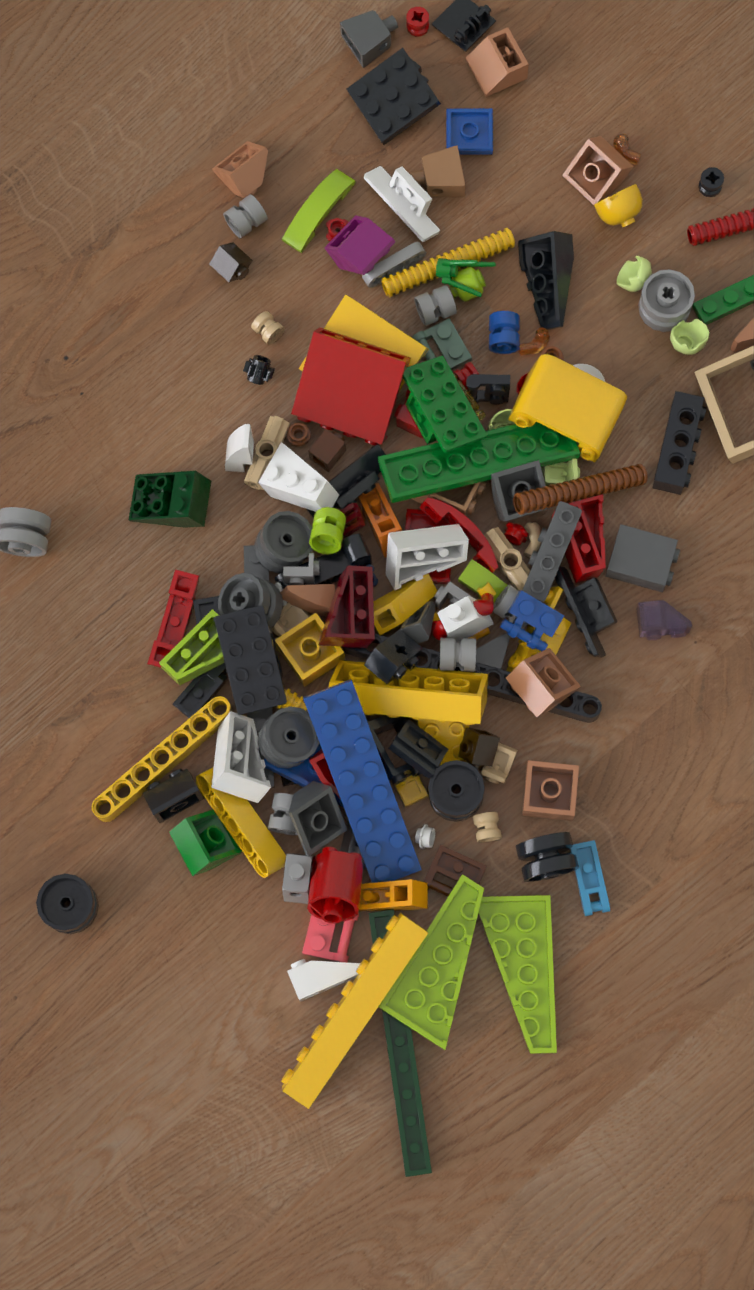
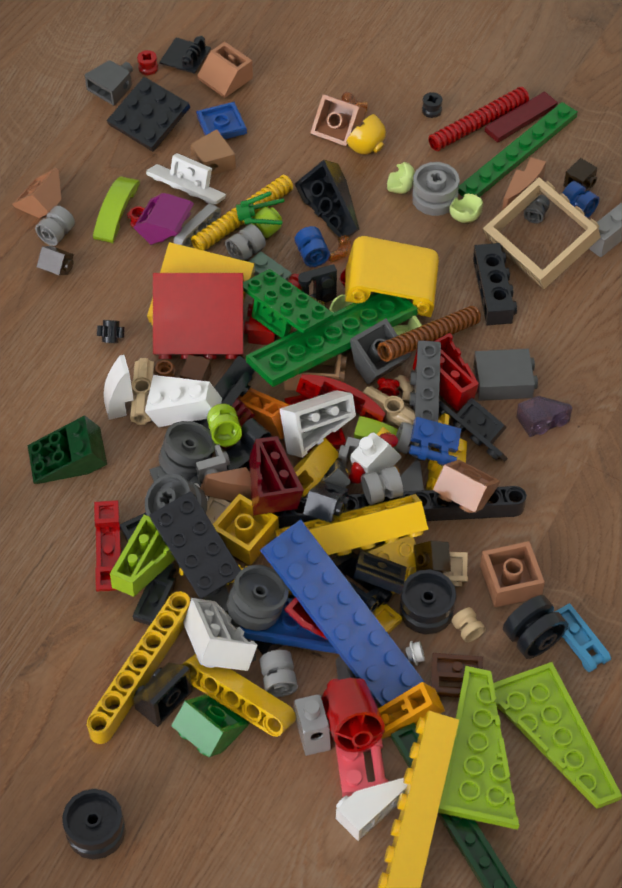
camera: 25 degrees left, 20 degrees down
(267, 327) = (104, 299): tan wheel -> none
(316, 816) = (311, 657): dark grey slope -> none

